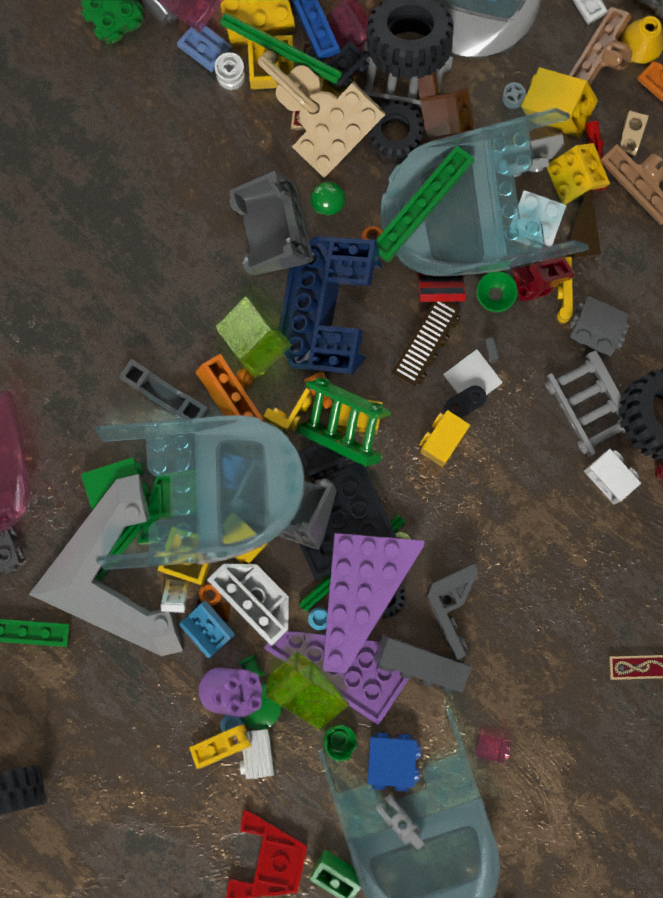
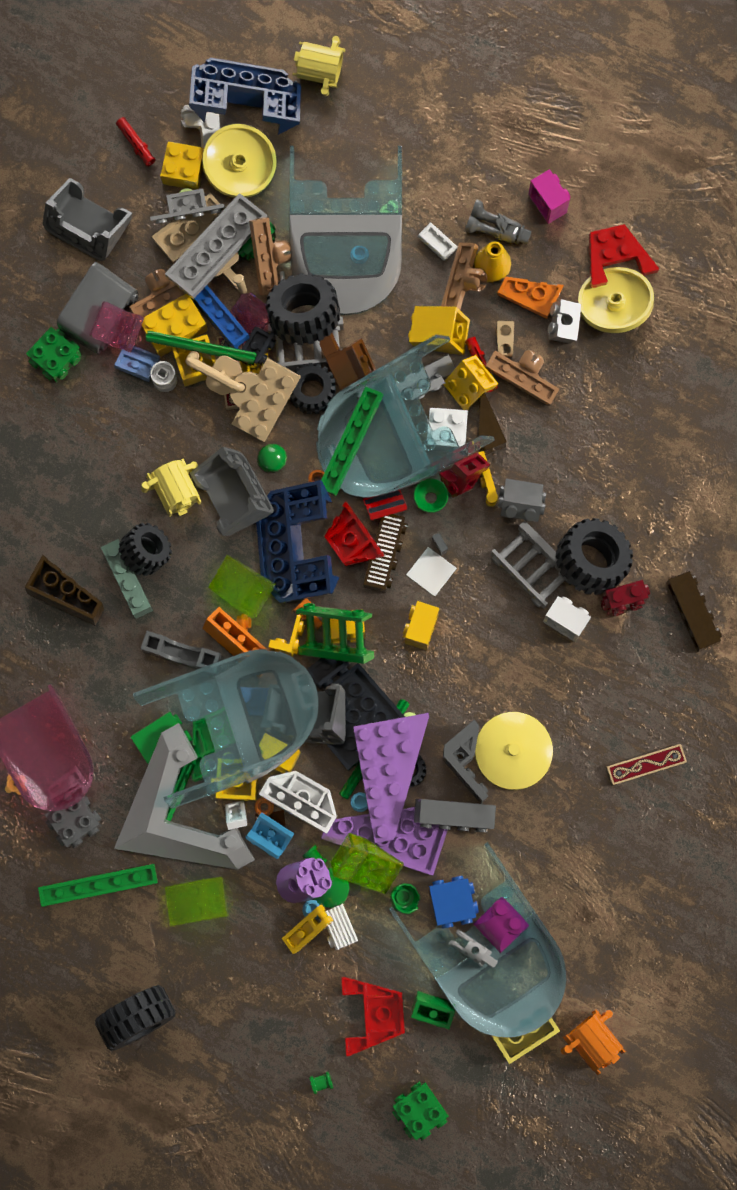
camera: 15 degrees left, 5 degrees down
(46, 285) = (61, 591): none -> dark brown wedge
(105, 680) = (196, 901): none -> clear neon green slope
(124, 292) = (127, 581): none -> sand green arch
(167, 258) = (137, 557): none -> black tyre
(206, 201) = (173, 486): none -> light yellow container
(392, 316) = (351, 538): none -> red wing
(440, 802) = (501, 924): none -> magenta slope
(466, 403) = (430, 591): black plate -> none
(492, 748) = (532, 869): clear pink bracket -> none
(509, 609) = (513, 751): none -> light yellow dish
(513, 90) = (400, 330): light grey wheel -> none

